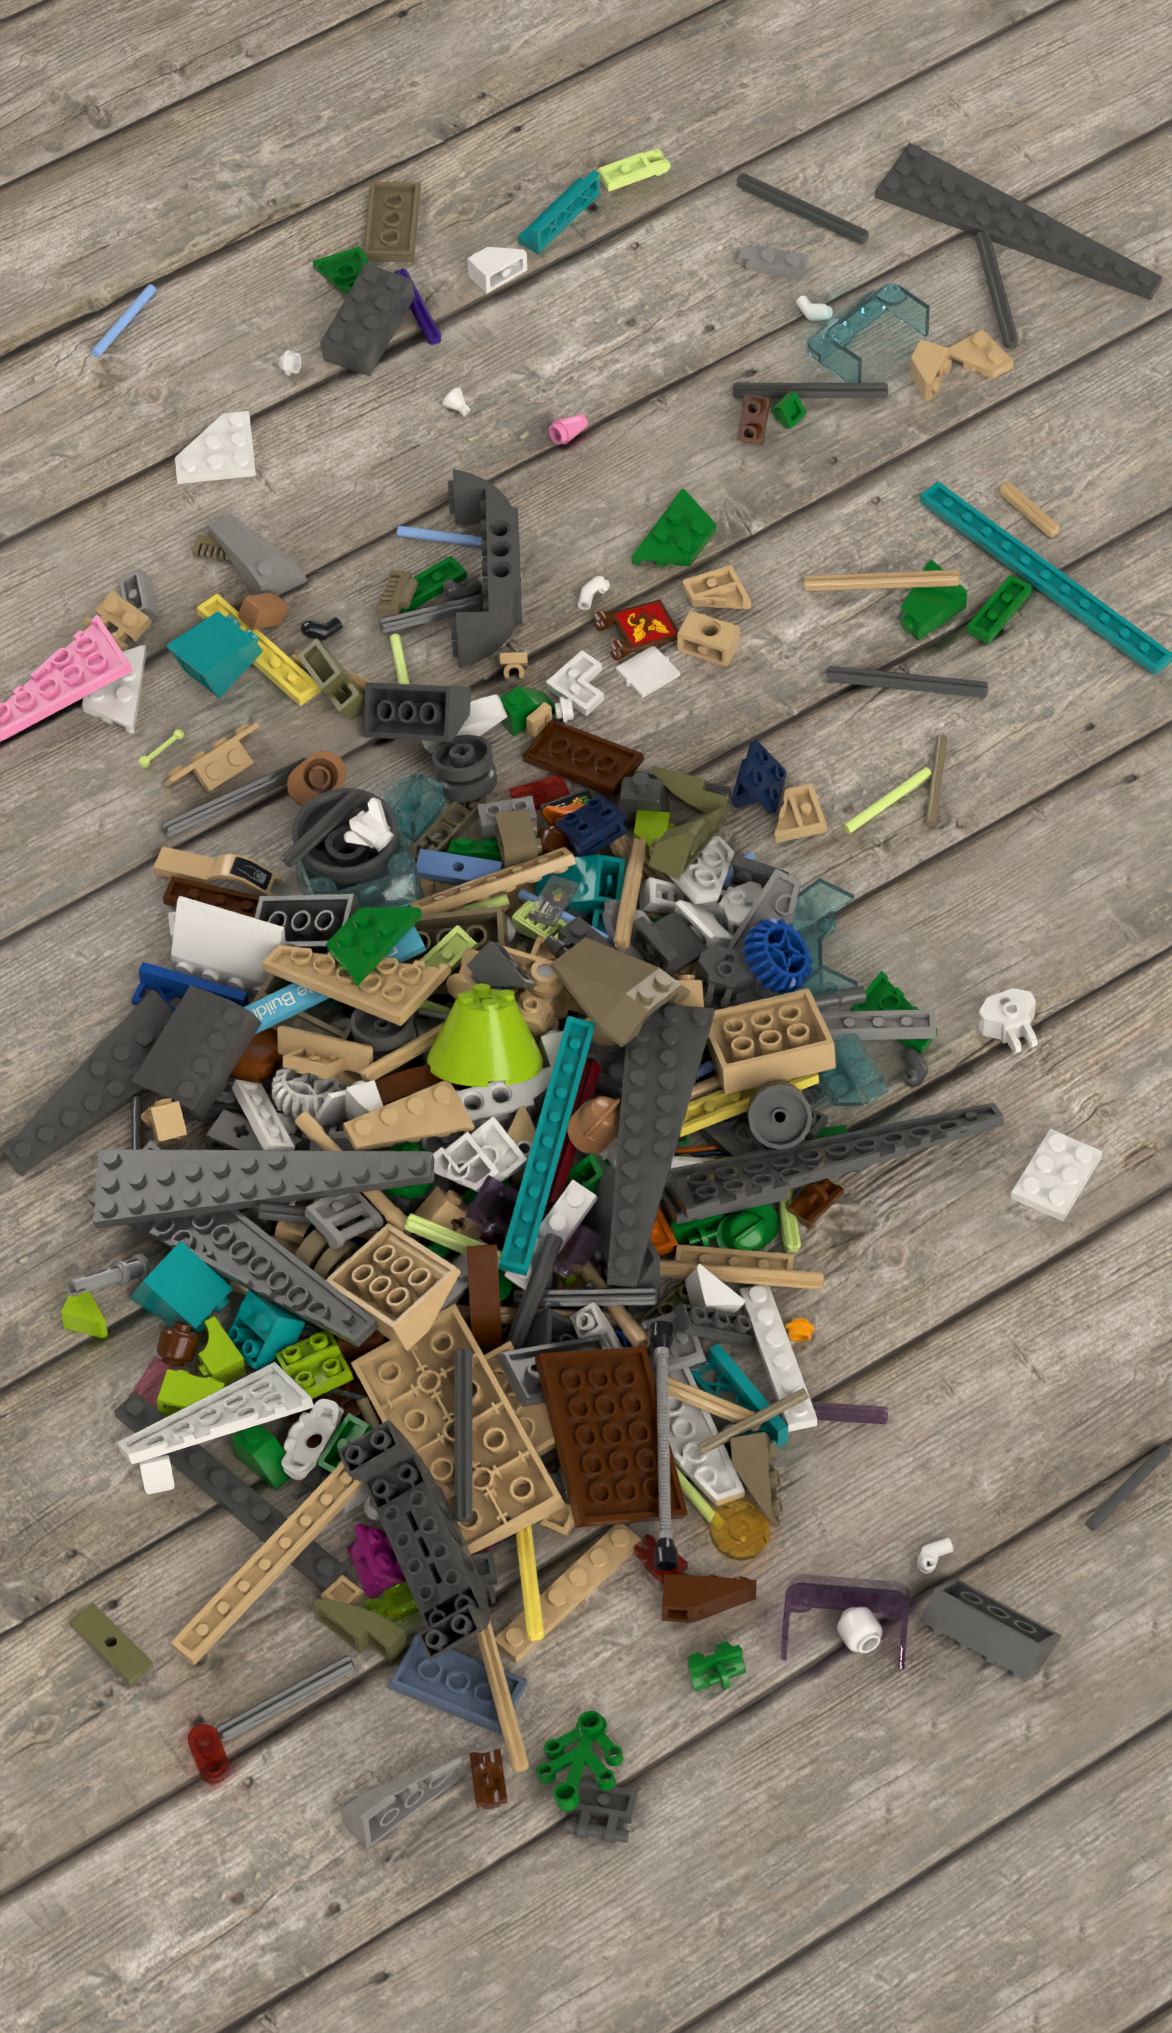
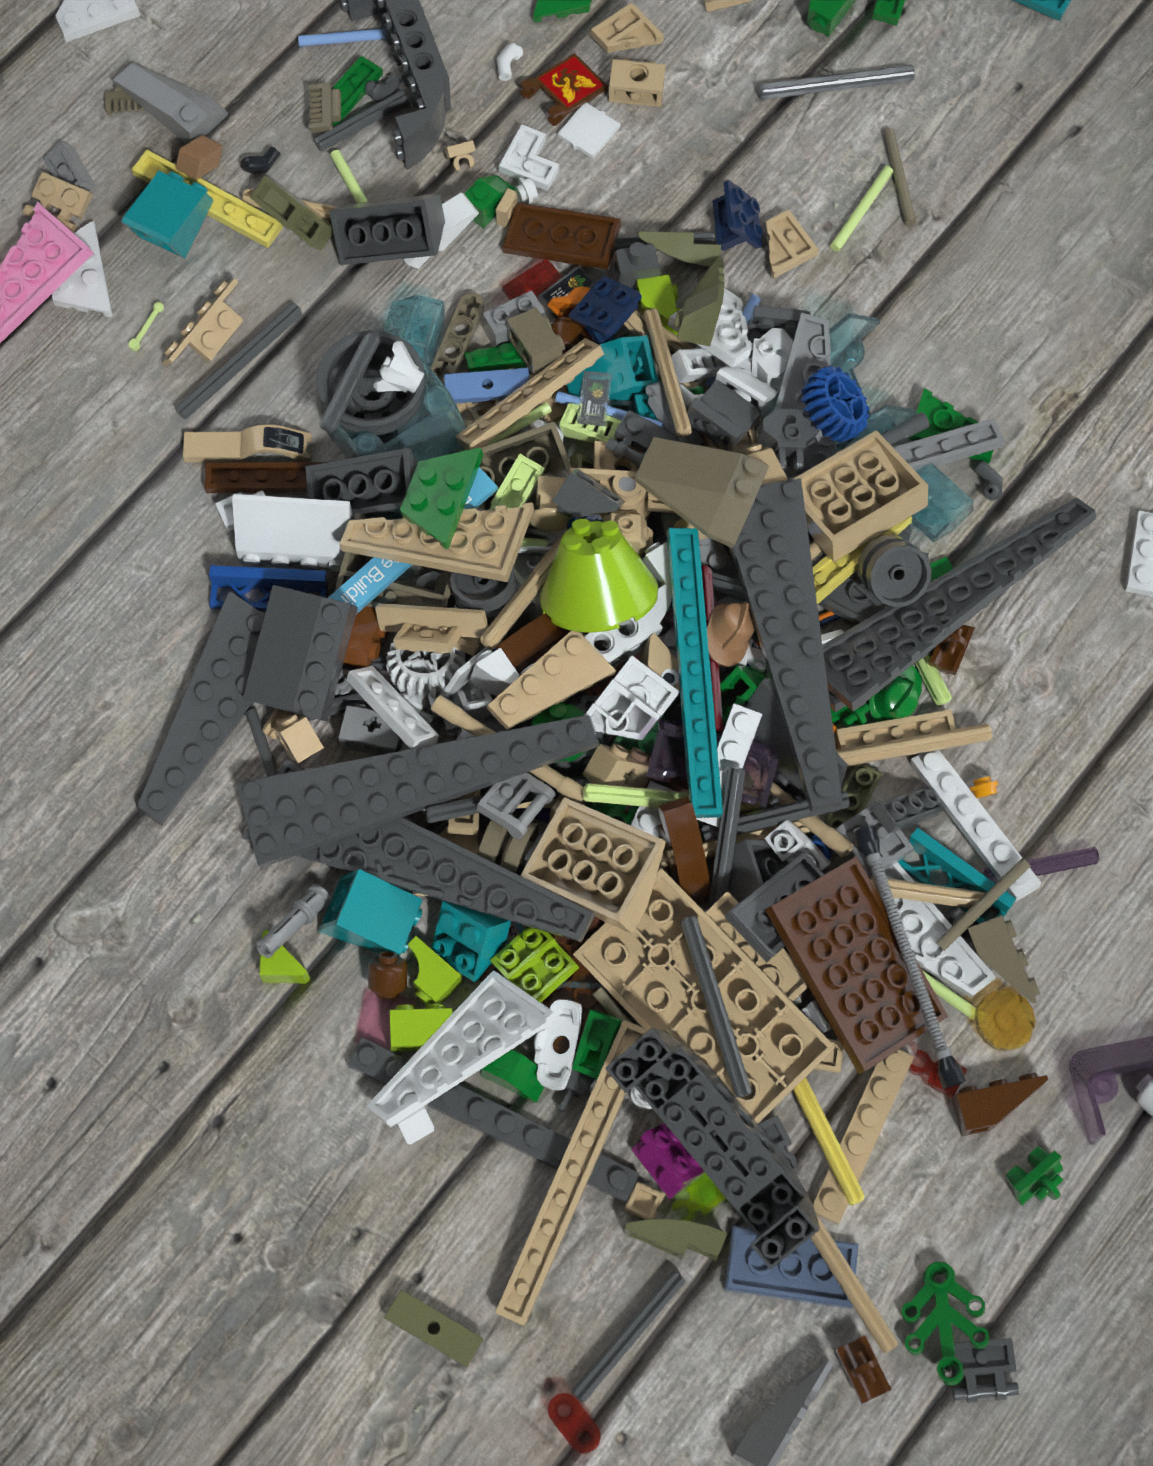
camera: 20 degrees left, 15 degrees up
(316, 775) = (314, 323): medium nougat piece -> none
(465, 768) = (456, 276): dark grey wheel -> none
(711, 1293) = (889, 777): white slope -> none
(1009, 1020) = (1060, 407): white hinge -> none

